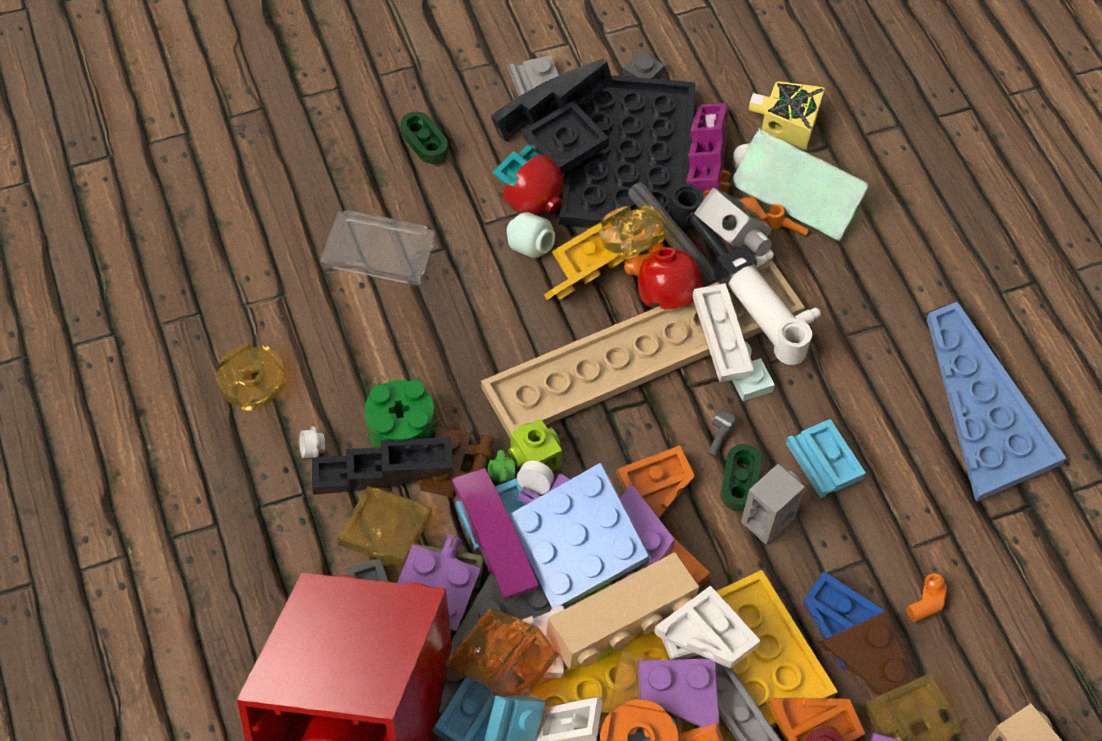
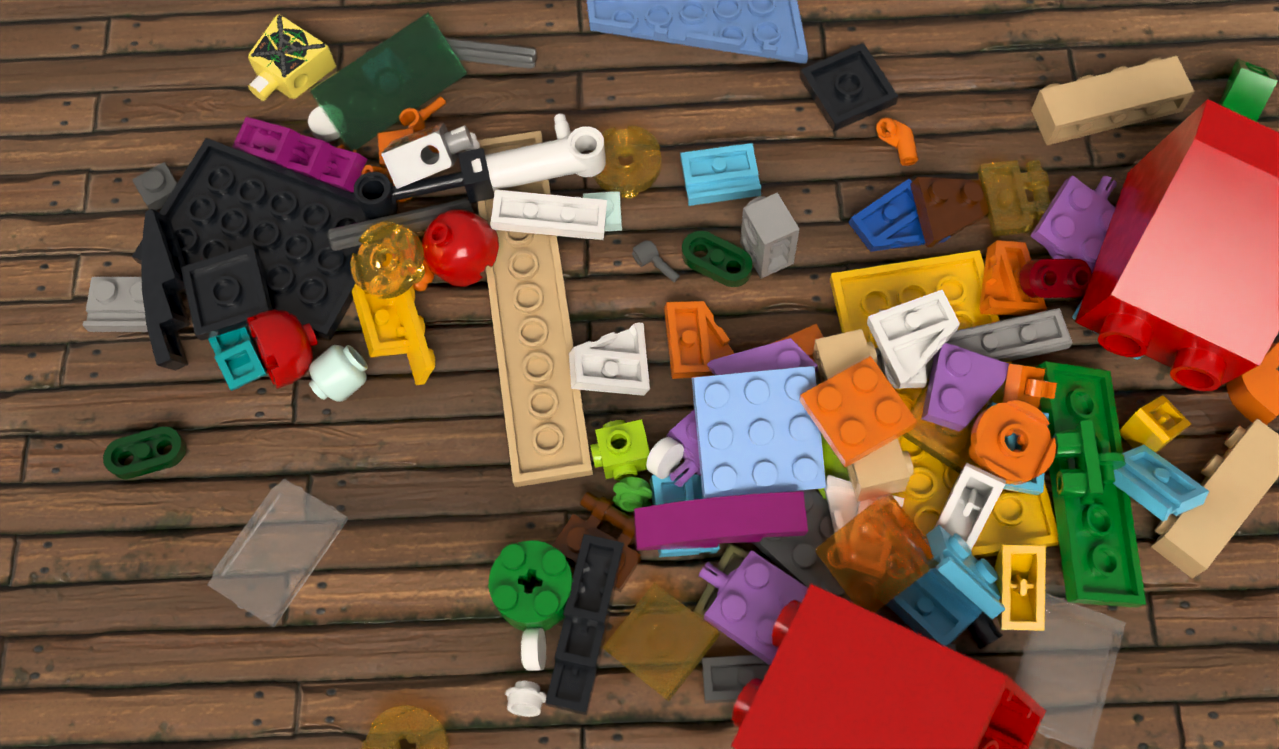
camera: 65 degrees left, 10 degrees up
(351, 436) = (533, 649): none -> white tile
(610, 421) = (612, 363): none -> white wing
(616, 597) = (858, 411): none -> orange plate
(805, 398) = (645, 162): none -> clear yellow plate
(867, 250) = (493, 53): none -> dark grey axle
(964, 541) = (848, 87): none -> black plate

